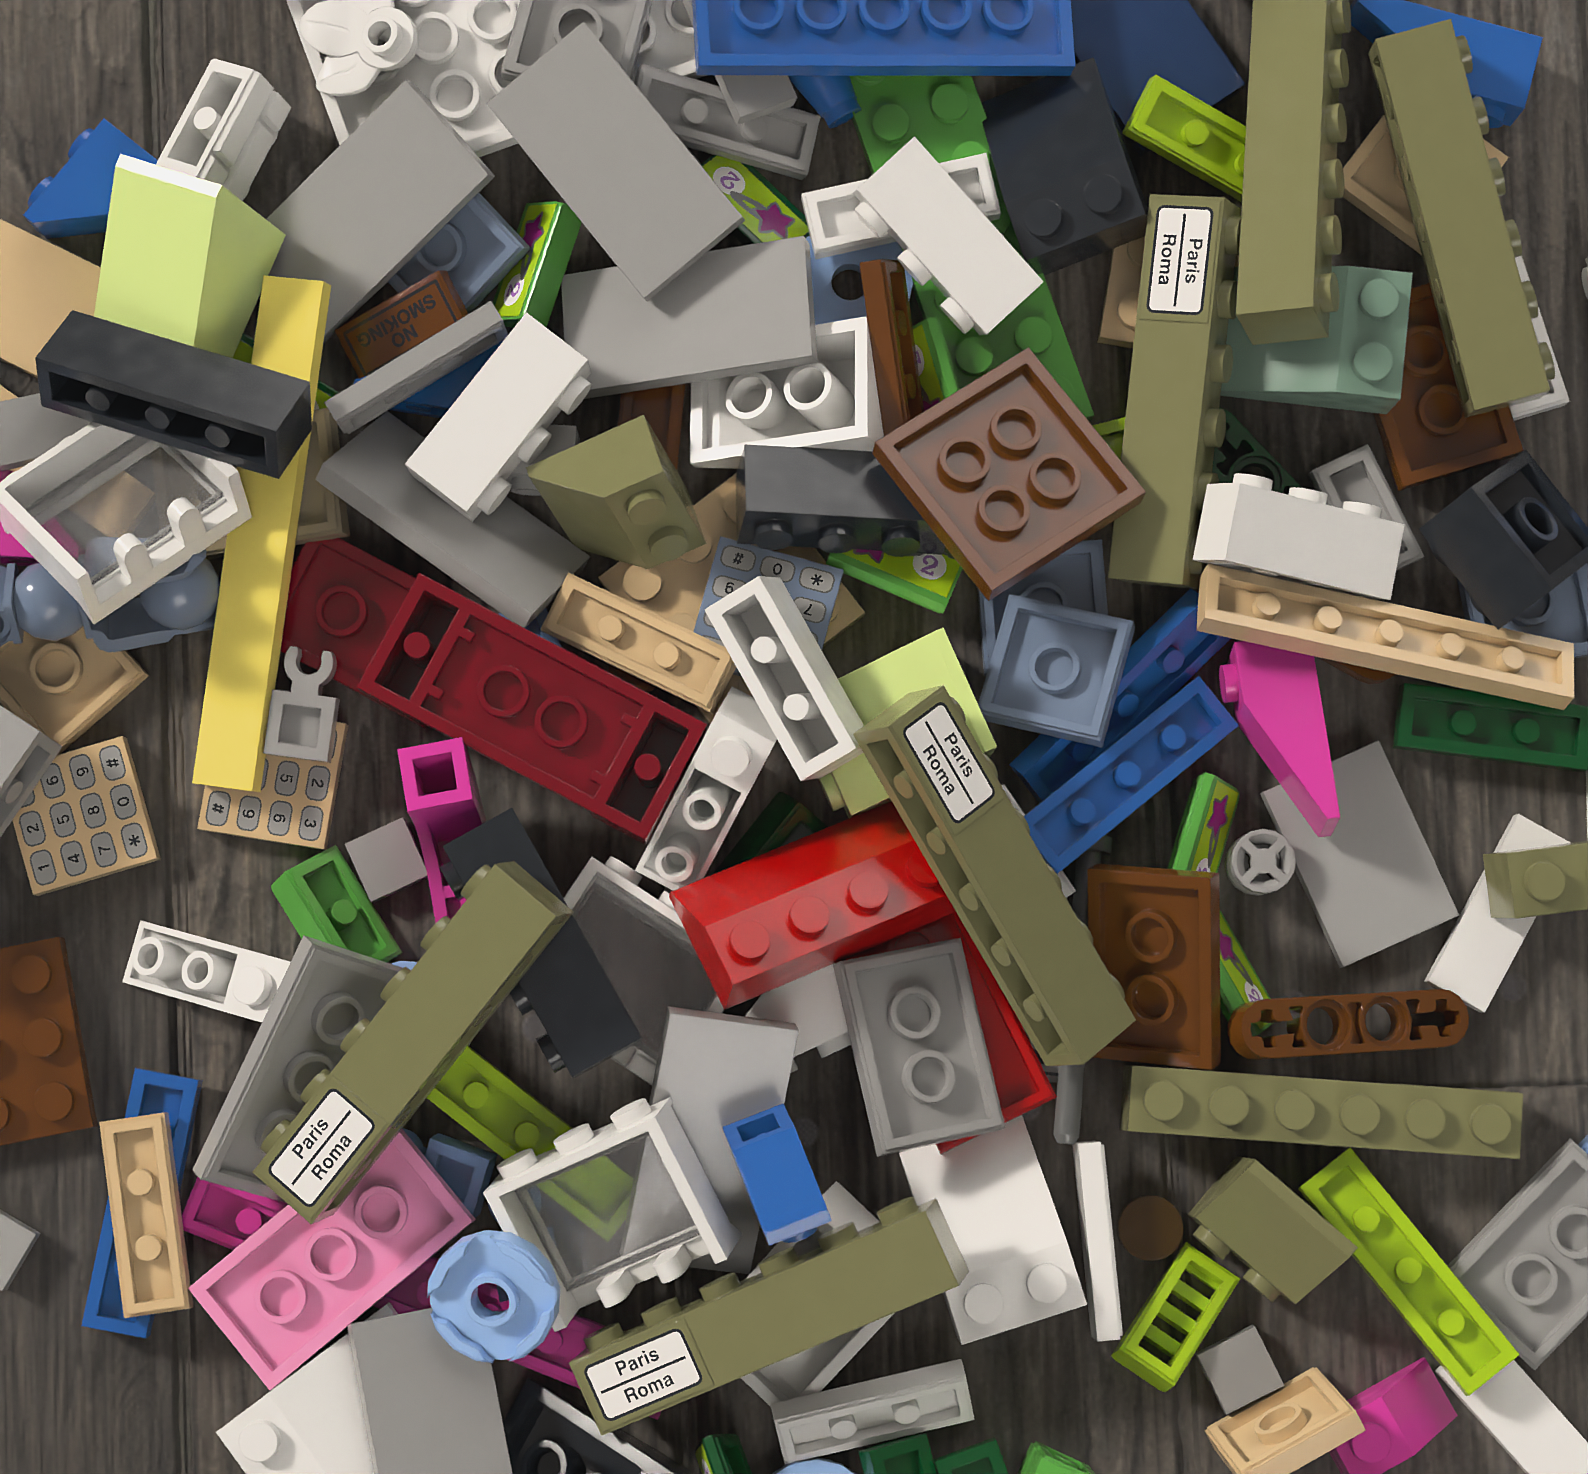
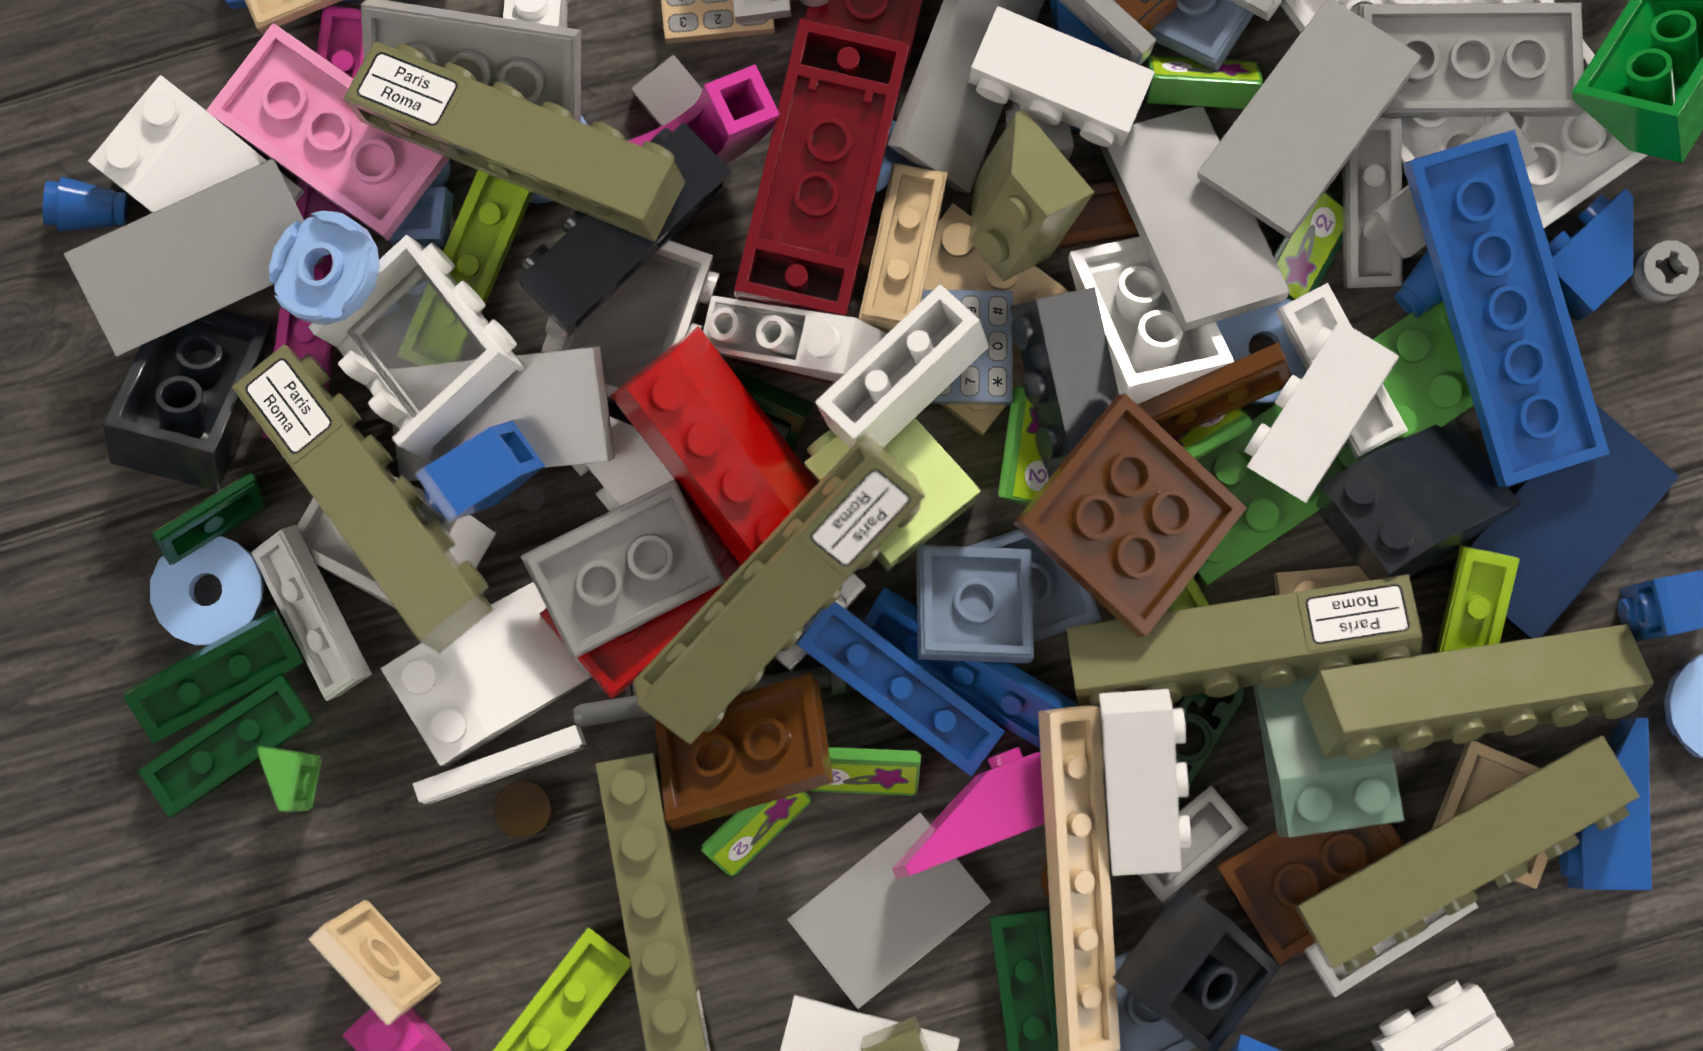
camera: 75 degrees right, 0 degrees up
(331, 906) = (617, 61): bright green slope -> none
(1146, 1365) = (407, 834): lime slope -> none
(1239, 1369) = (422, 915): light grey tile -> none
(1268, 854) = (865, 827): light grey wheel -> none
(1269, 1231) = (542, 908): olive slope -> none
(1349, 1026) = (733, 934): reddish brown beam -> none

